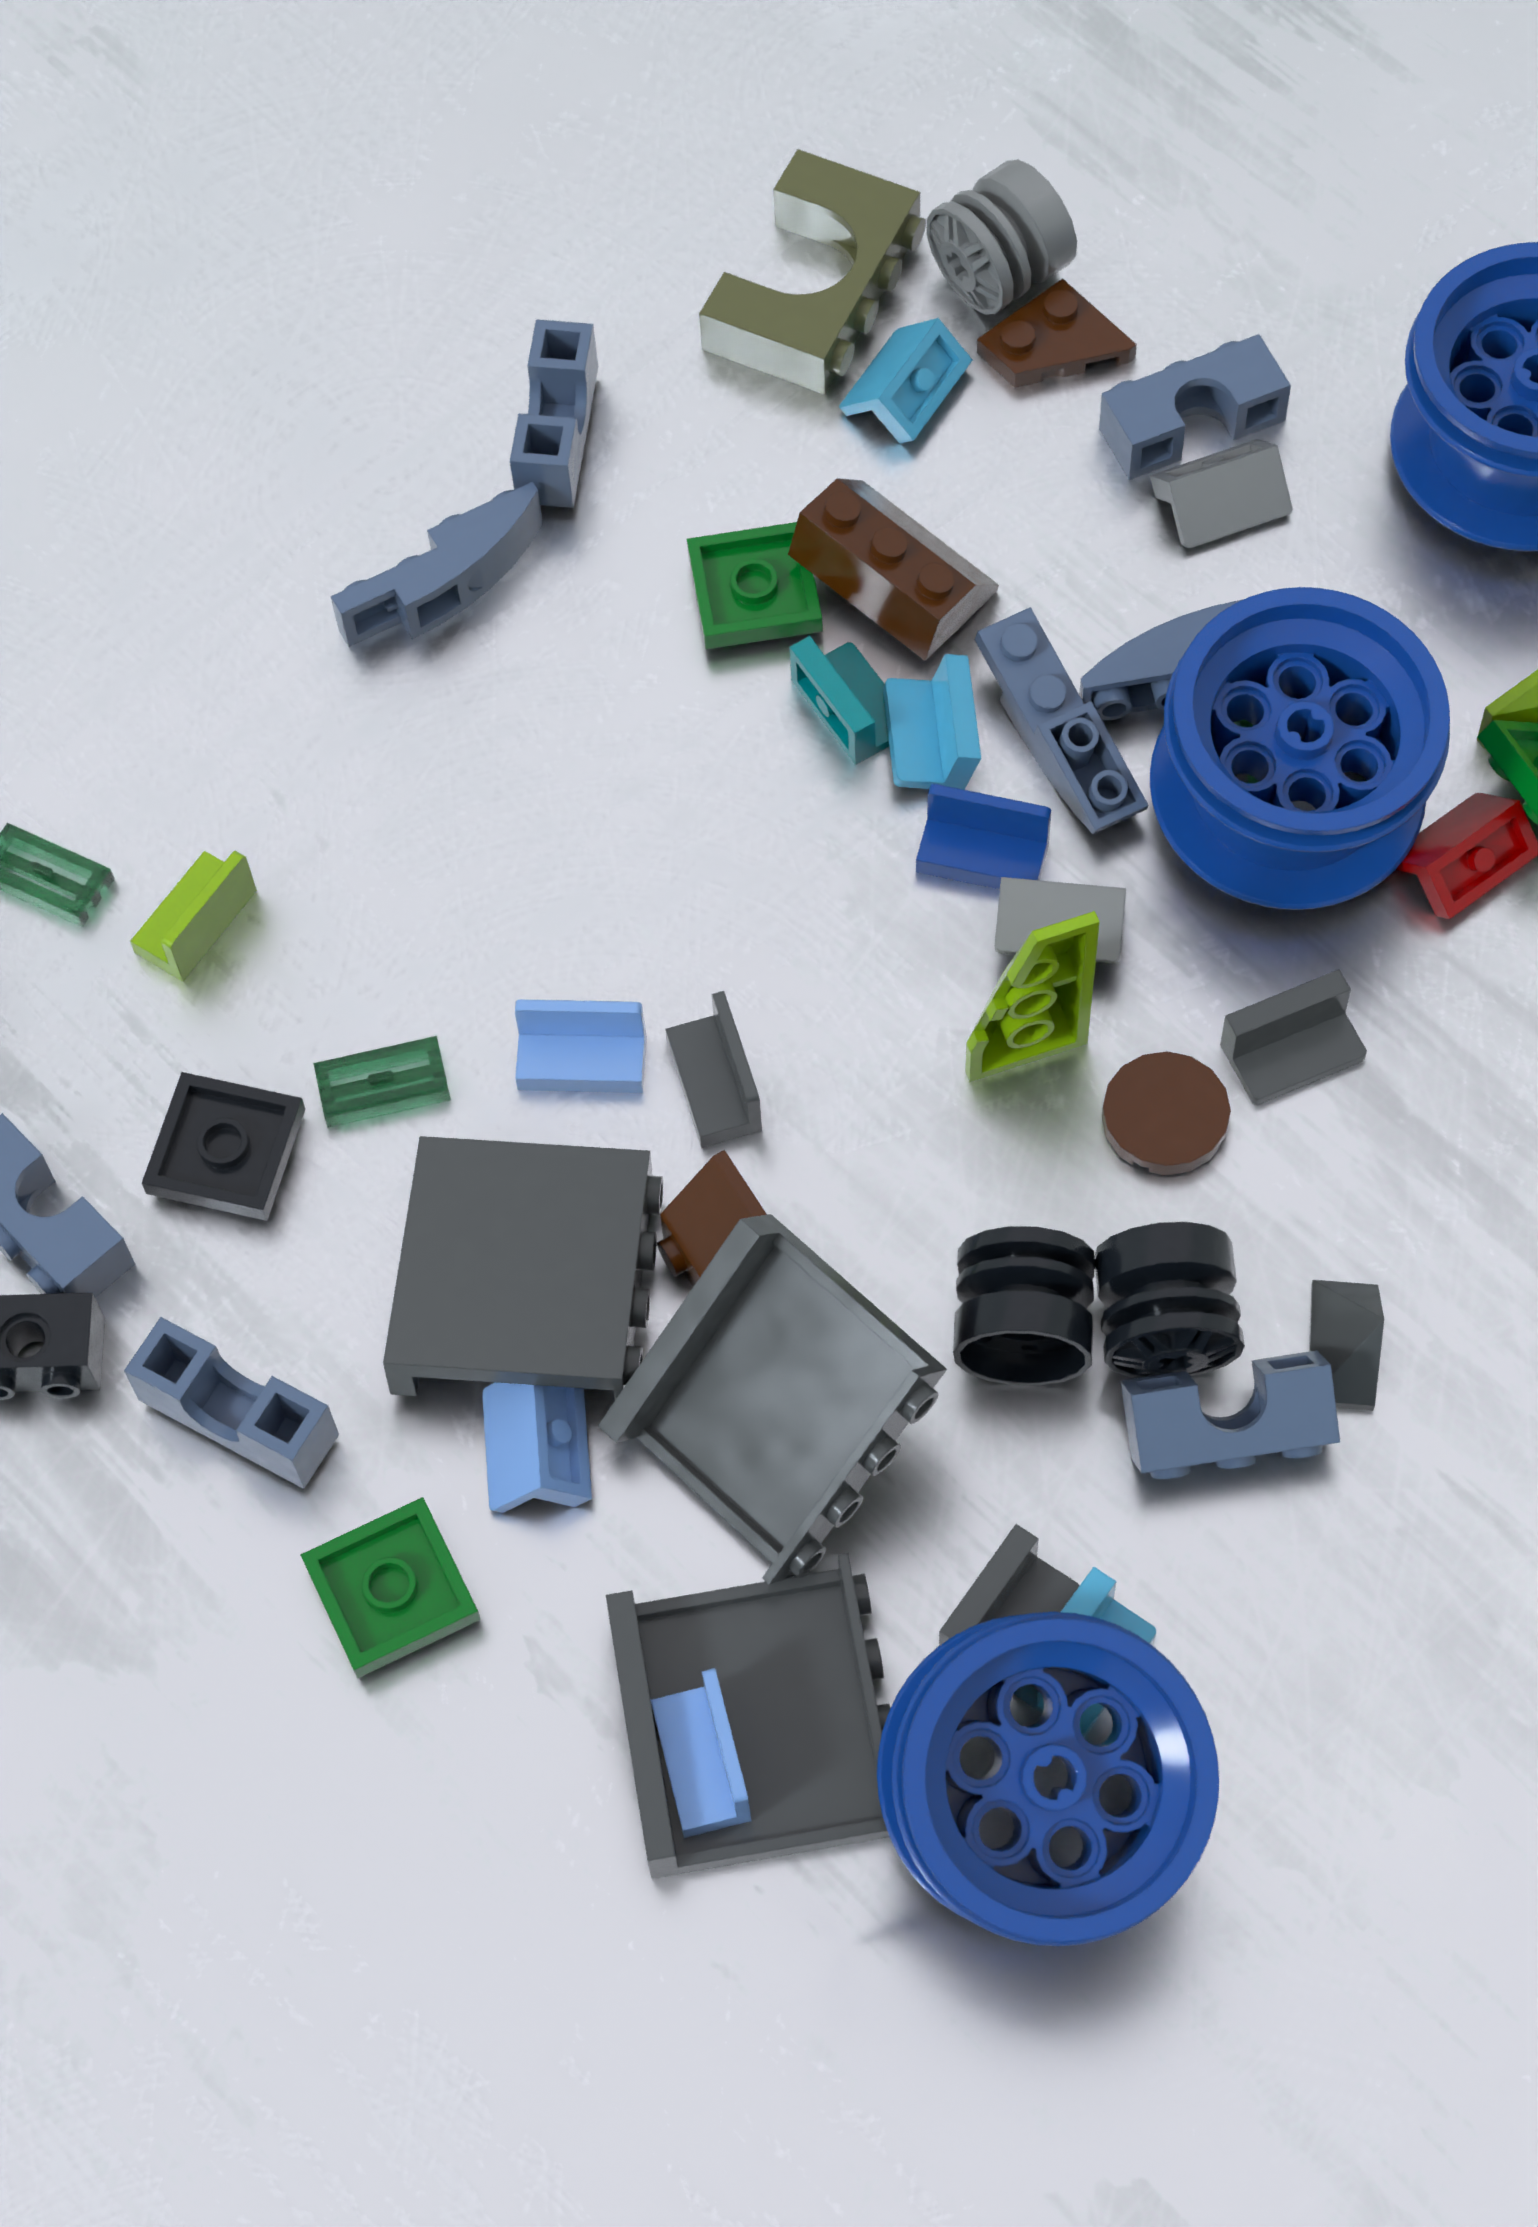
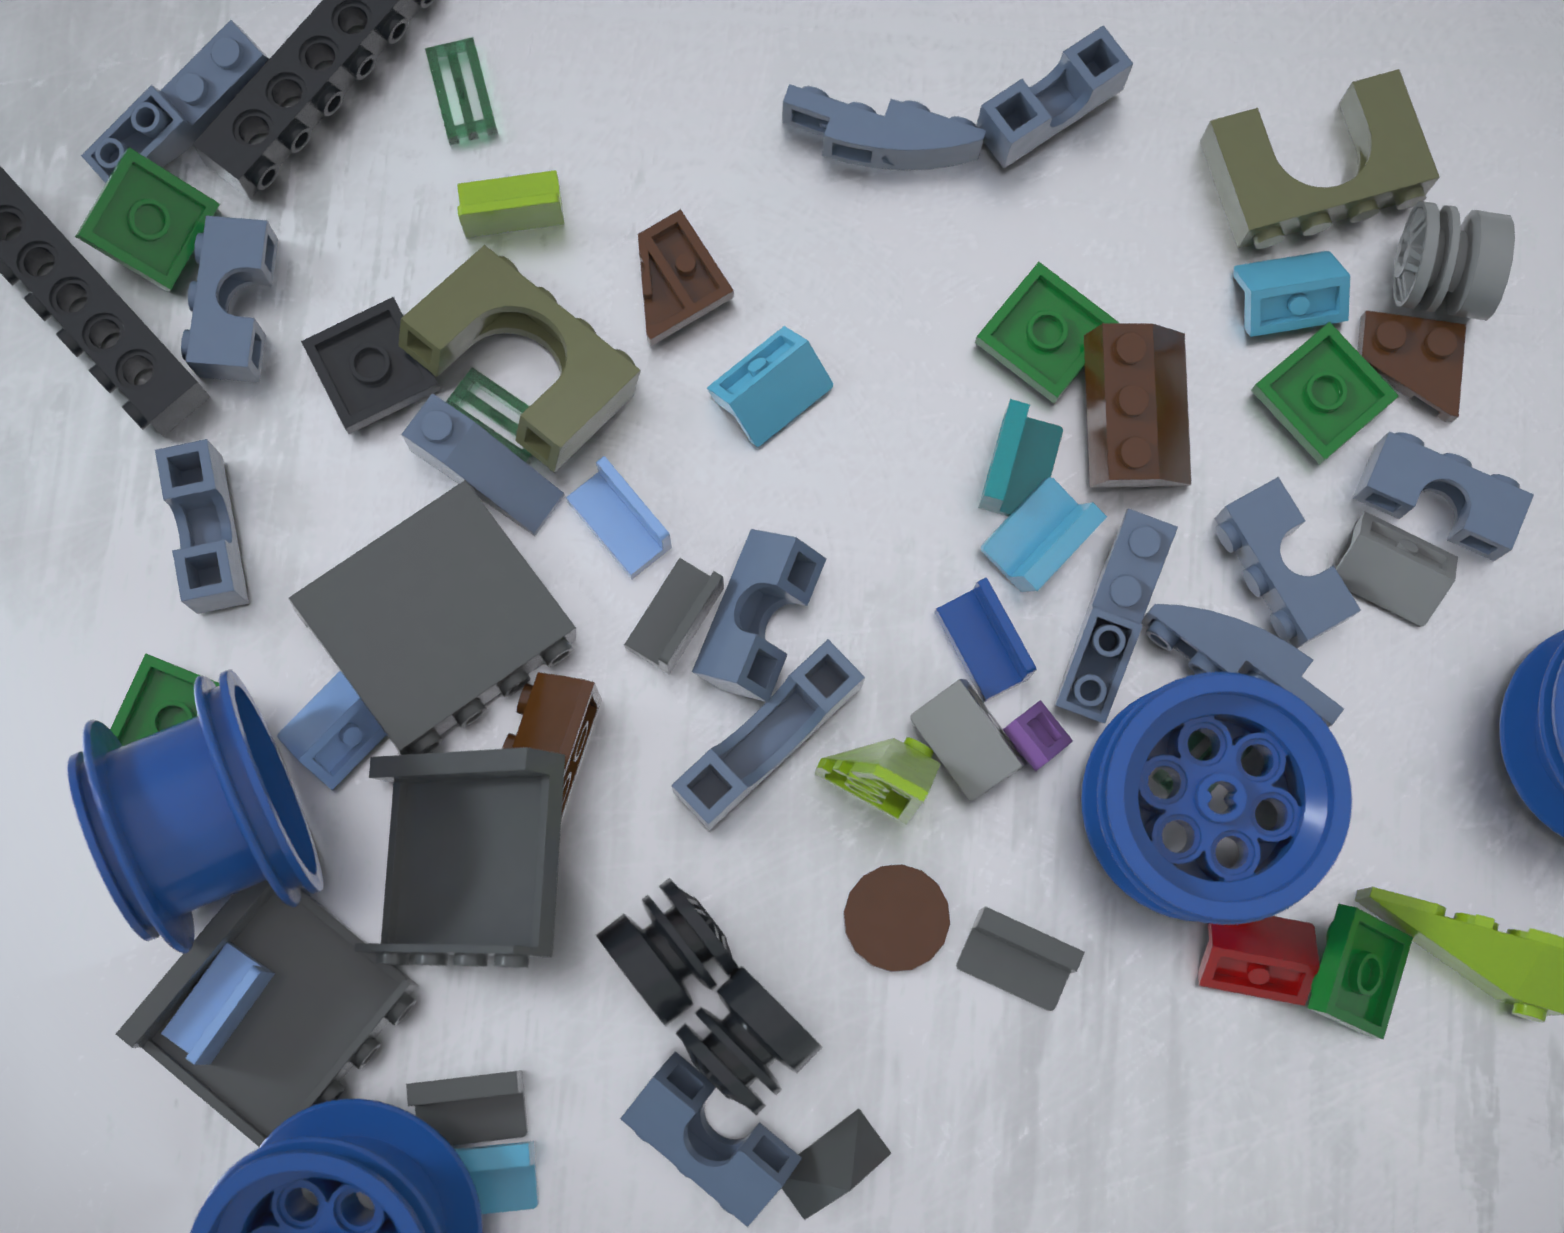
camera: 40 degrees right, 15 degrees up
(278, 984) = (493, 298): none -> olive arch
(379, 1123) = (492, 470): none -> sand blue slope
(405, 830) = (677, 277): none -> reddish brown wing
(518, 1575) = (192, 814): none -> blue wheel
(581, 831) = (772, 385): none -> medium azure panel
(755, 962) = (767, 576): none -> sand blue arch
(902, 1075) = (769, 736): none -> sand blue arch
(1018, 423) = (1324, 393): none -> green plate
(1093, 567) = (1299, 604): none -> sand blue arch
(1109, 866) = (1037, 735): none -> medium lavender plate

